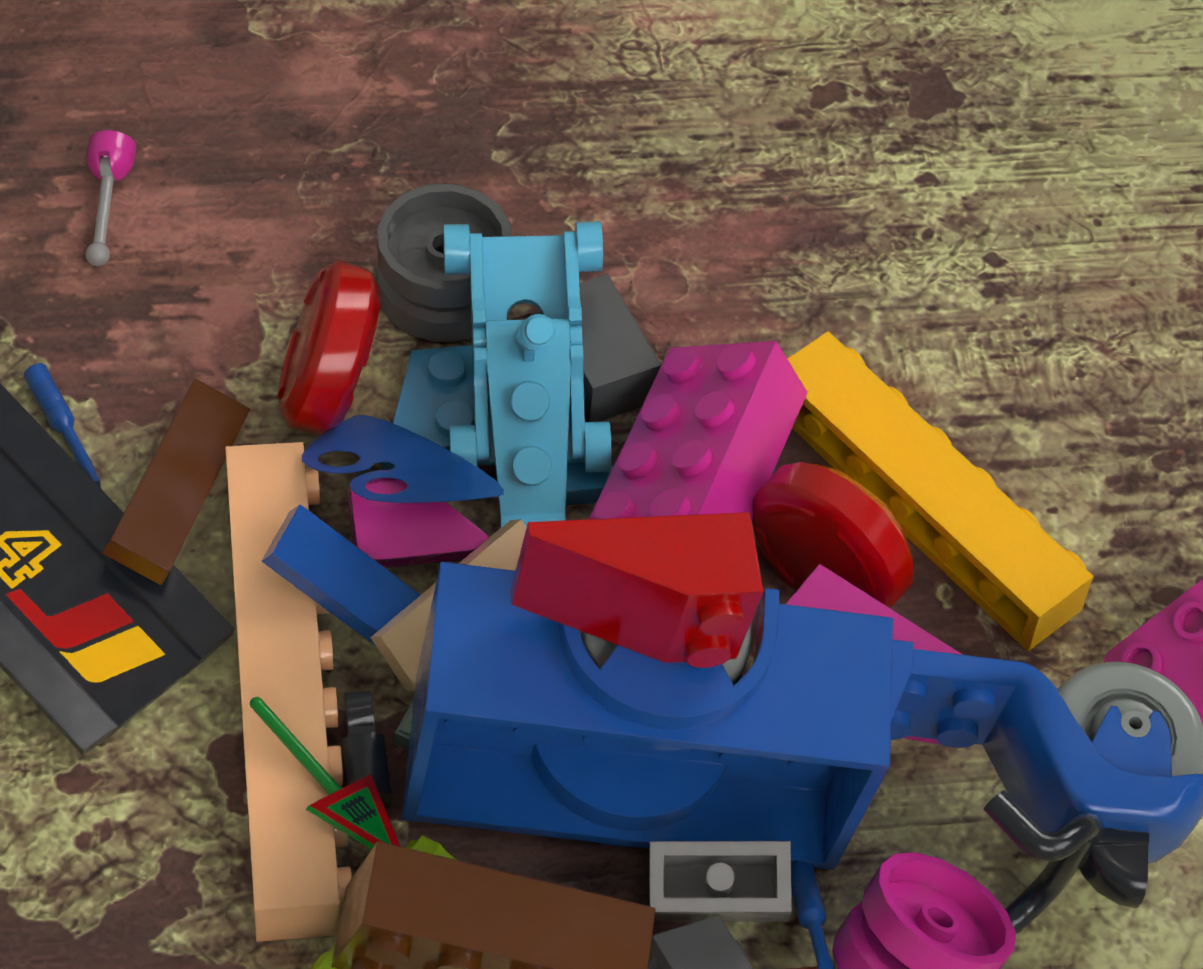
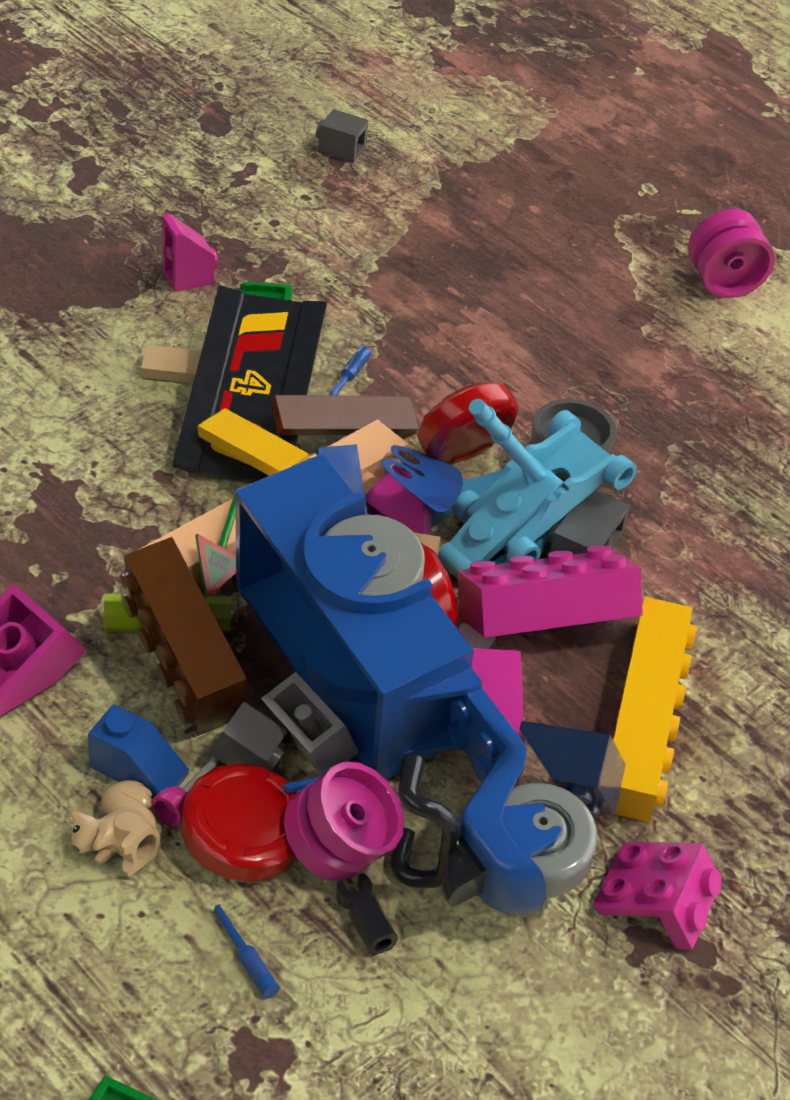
camera: 55 degrees right, 10 degrees down
(109, 159) = (505, 313): hinge -> none
(159, 628) = (250, 442): none -> yellow tile
(646, 583) = (366, 507): red slope -> none
(827, 518) = (558, 668): red piece -> none
(1047, 624) = (580, 763): none -> dark blue slope

